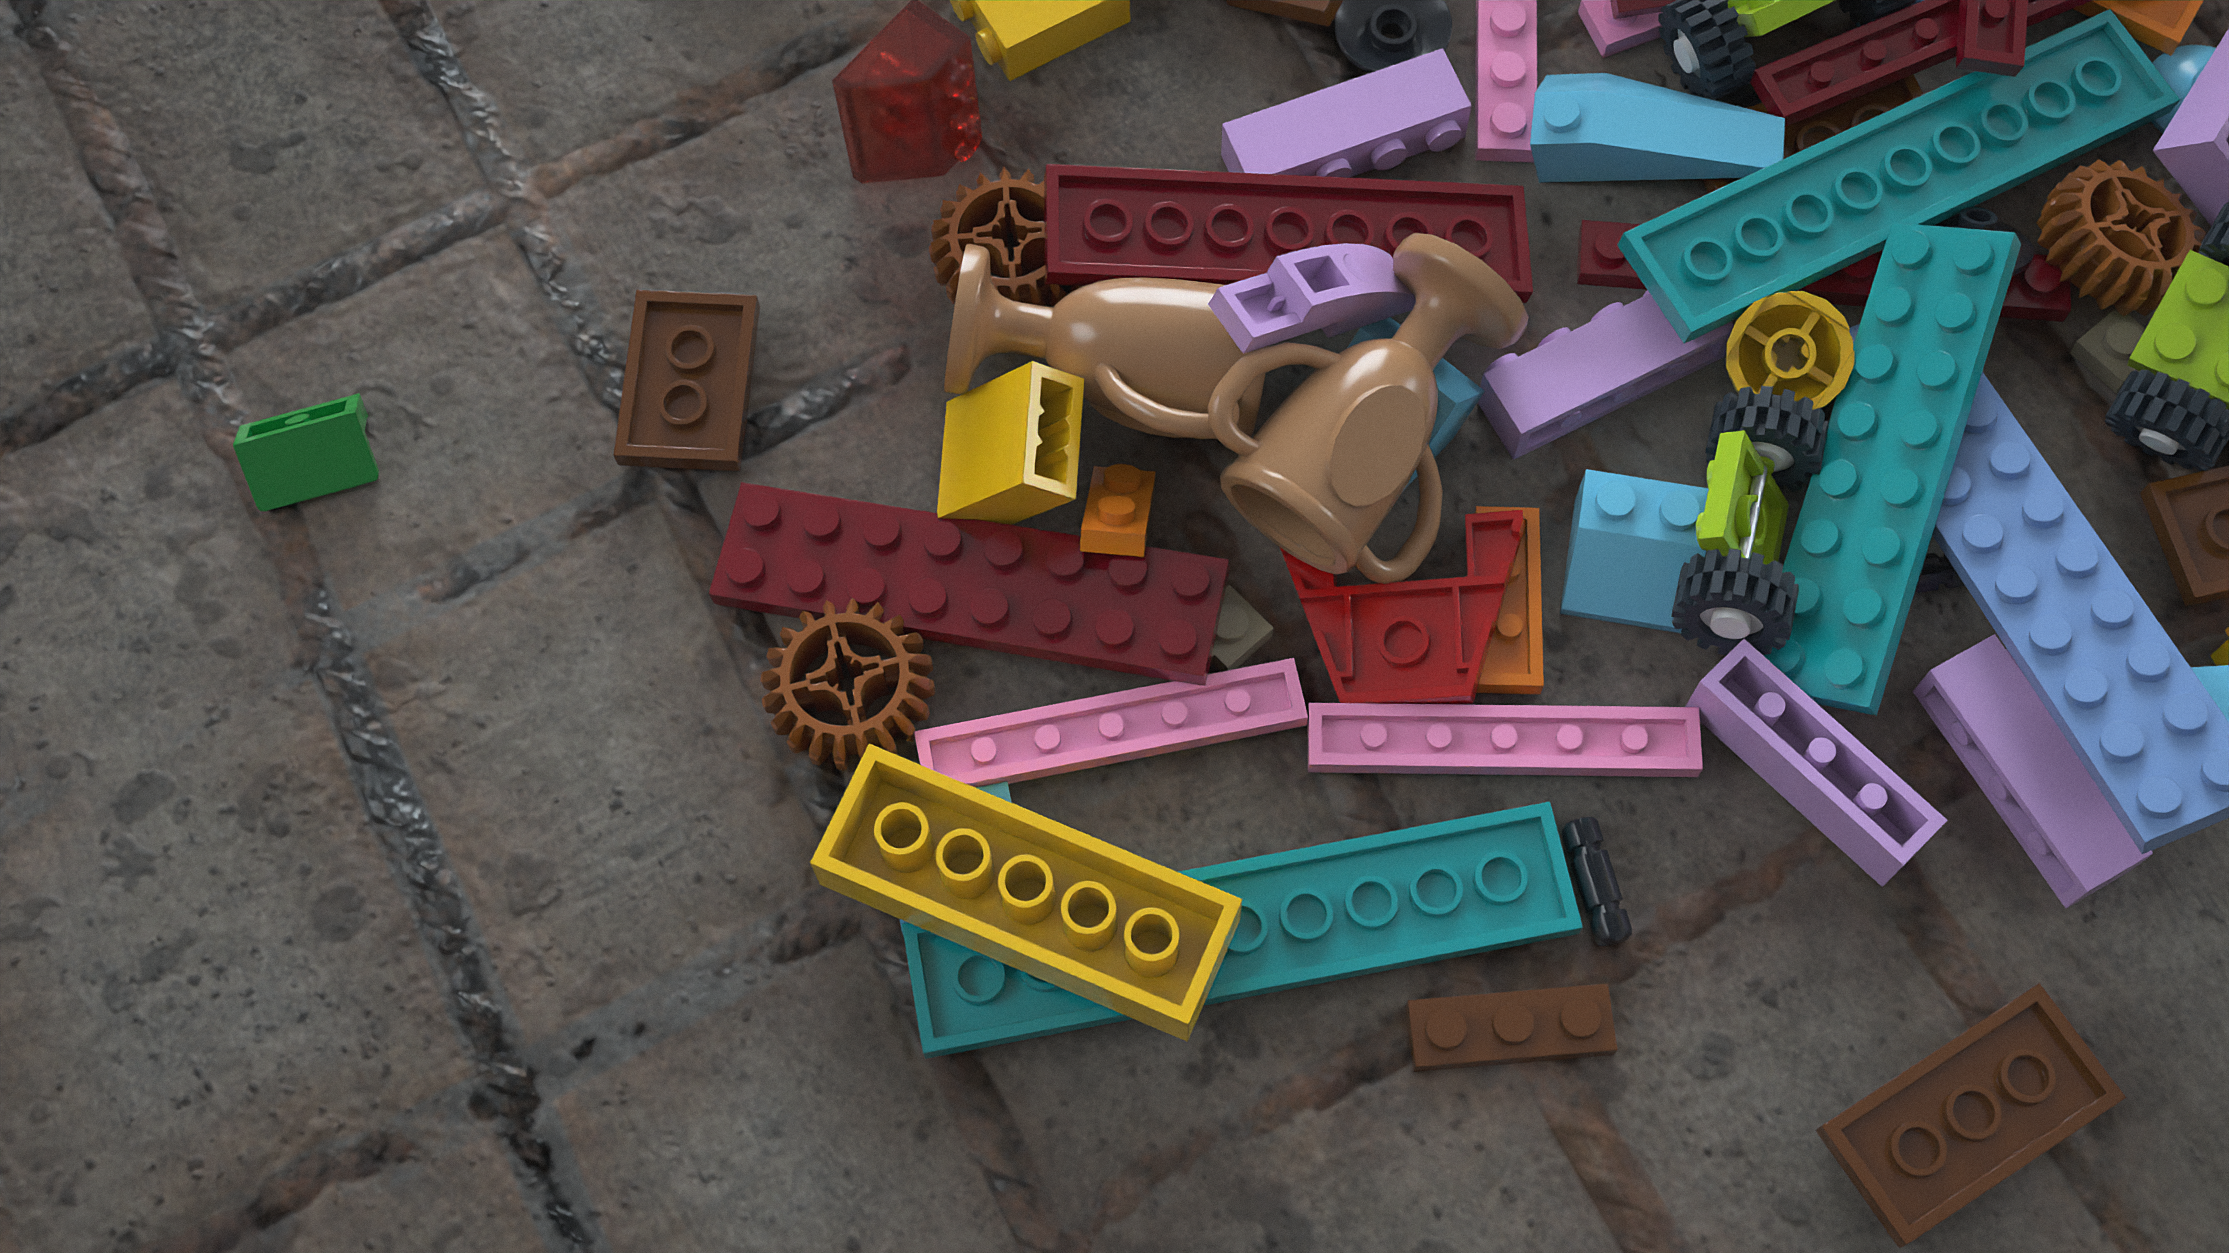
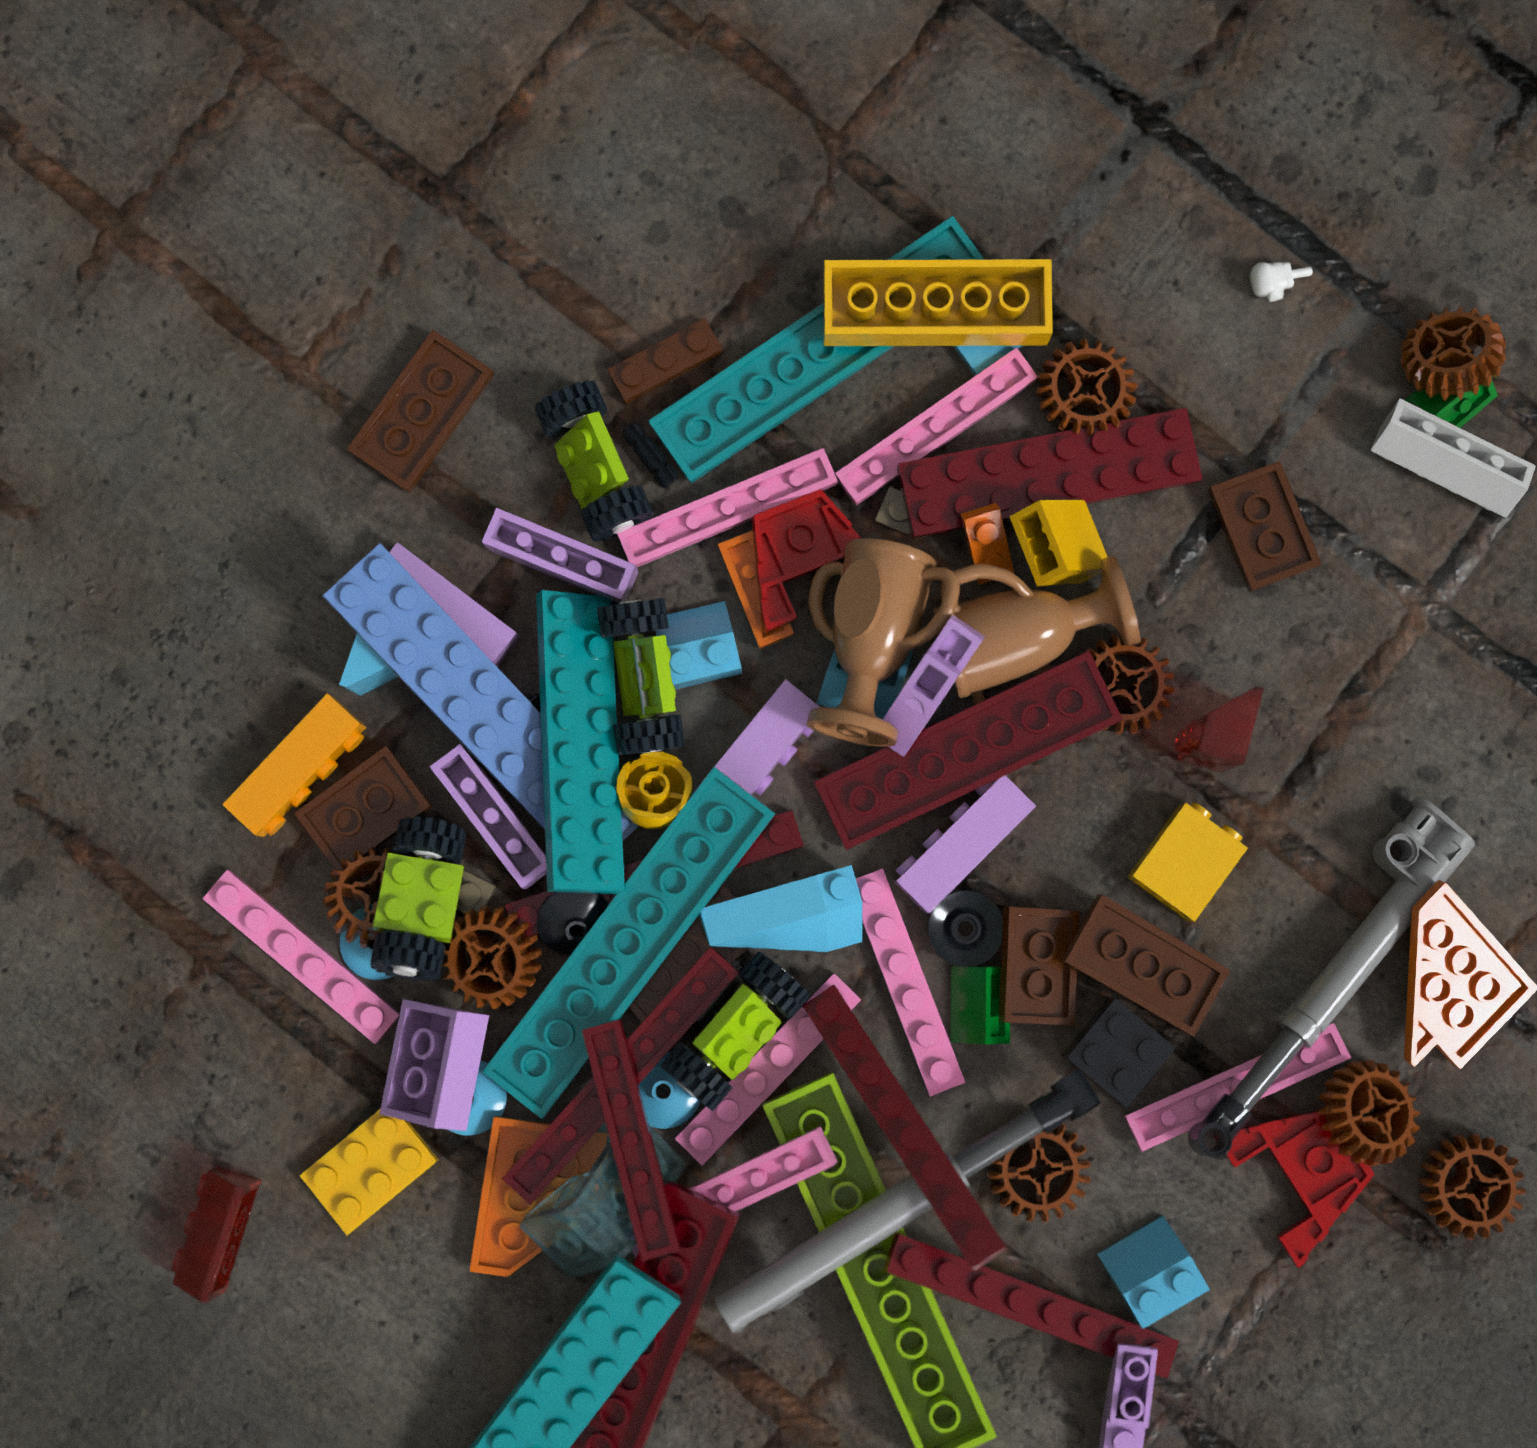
camera: 155 degrees right, 15 degrees up
(260, 460) = (1453, 364): none -> dark orange gear
(362, 350) = (1453, 458): none -> white brick
(463, 736) = (1272, 278): none -> white piece
(1708, 890) = (592, 460): none -> plate
(2053, 402) = (492, 815): none -> lavender brick

